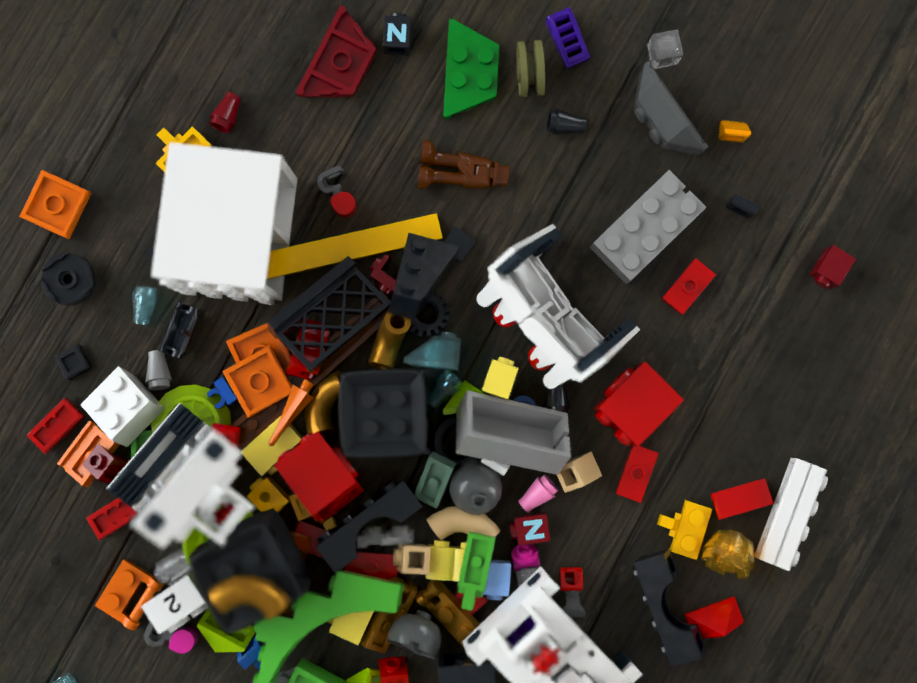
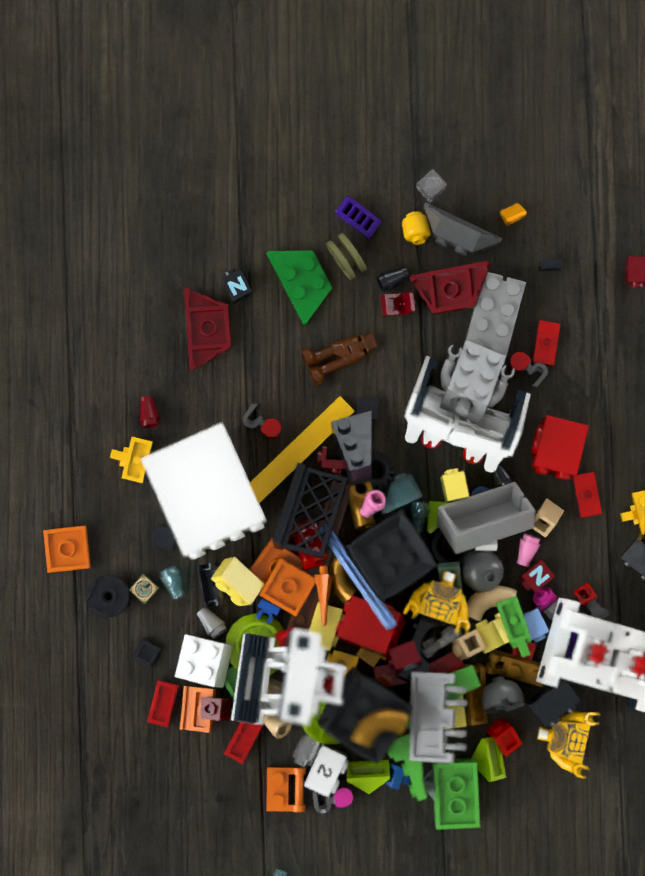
camera: 35 degrees left, 0 degrees up
(110, 293) = (144, 588): none -> tile
(207, 344) = (237, 581): none -> light yellow brick
(319, 618) = (432, 717): none -> light grey hinge
(332, 532) = (404, 657): none -> dark red brick
(335, 450) = (360, 580): none -> medium blue axle
(399, 345) = (373, 502): none -> bright pink cone
(408, 496) = (441, 602): none -> yellow torso
(555, 153) = (398, 304): none -> dark red bracket
(586, 277) = (473, 381): none -> light grey torso
(622, 84) = (416, 227): none -> yellow head
(624, 167) = (452, 287): none -> dark red wing
(649, 291) = (522, 362): none -> leg

